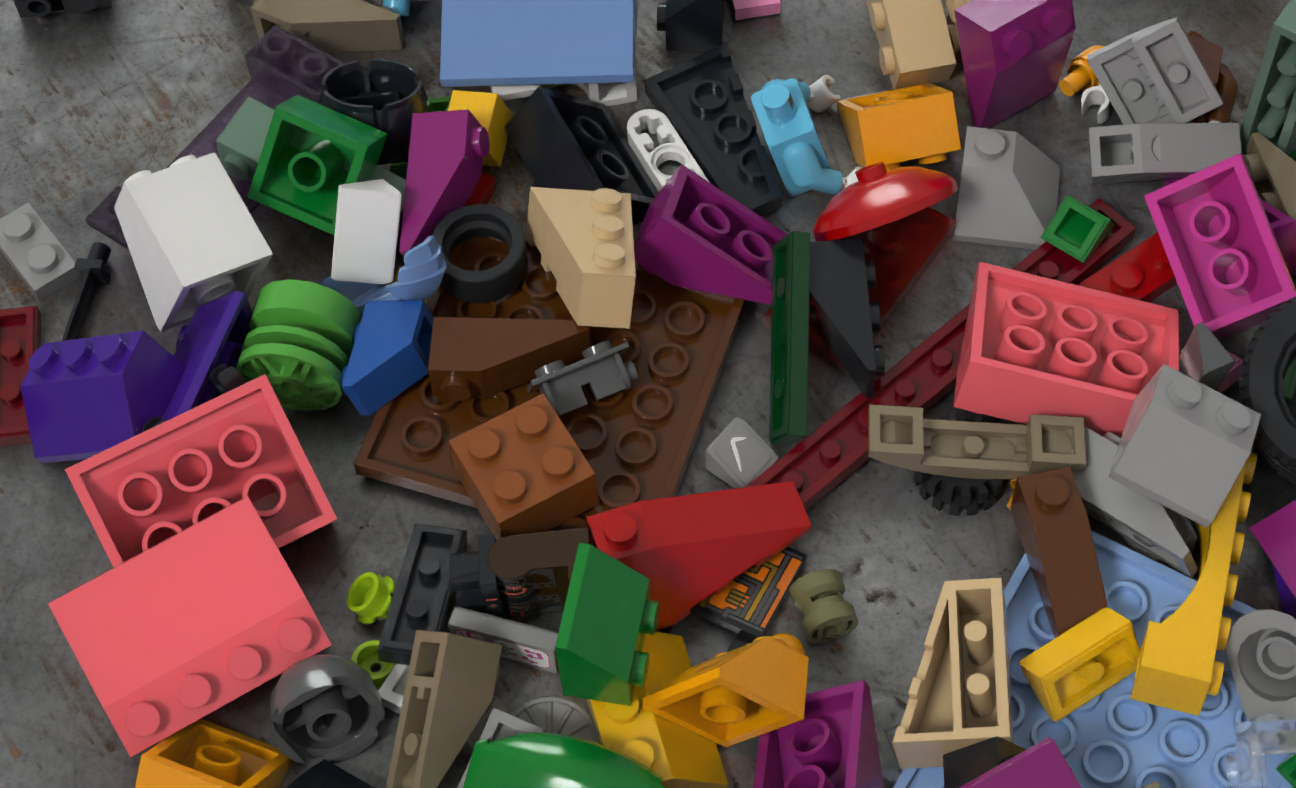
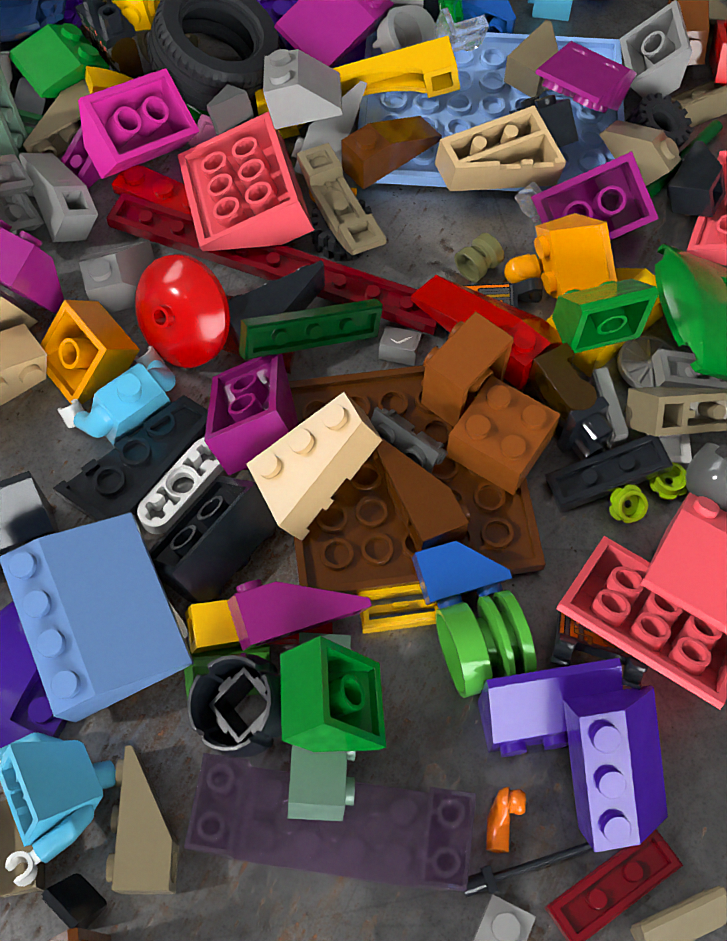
camera: 120 degrees left, 5 degrees up
(132, 304) = (498, 819): none -> orange arm
(189, 237) = (454, 760): white slope -> none
(366, 232) = (365, 635): white slope -> none
(416, 280) = (411, 639): medium blue piece -> none
(475, 222) = (344, 526): black tyre -> none
(622, 446) = (464, 366): none -> dark orange brick
(1077, 229) = (141, 215): green slope -> none
(1082, 662) = (442, 116): yellow slope -> none

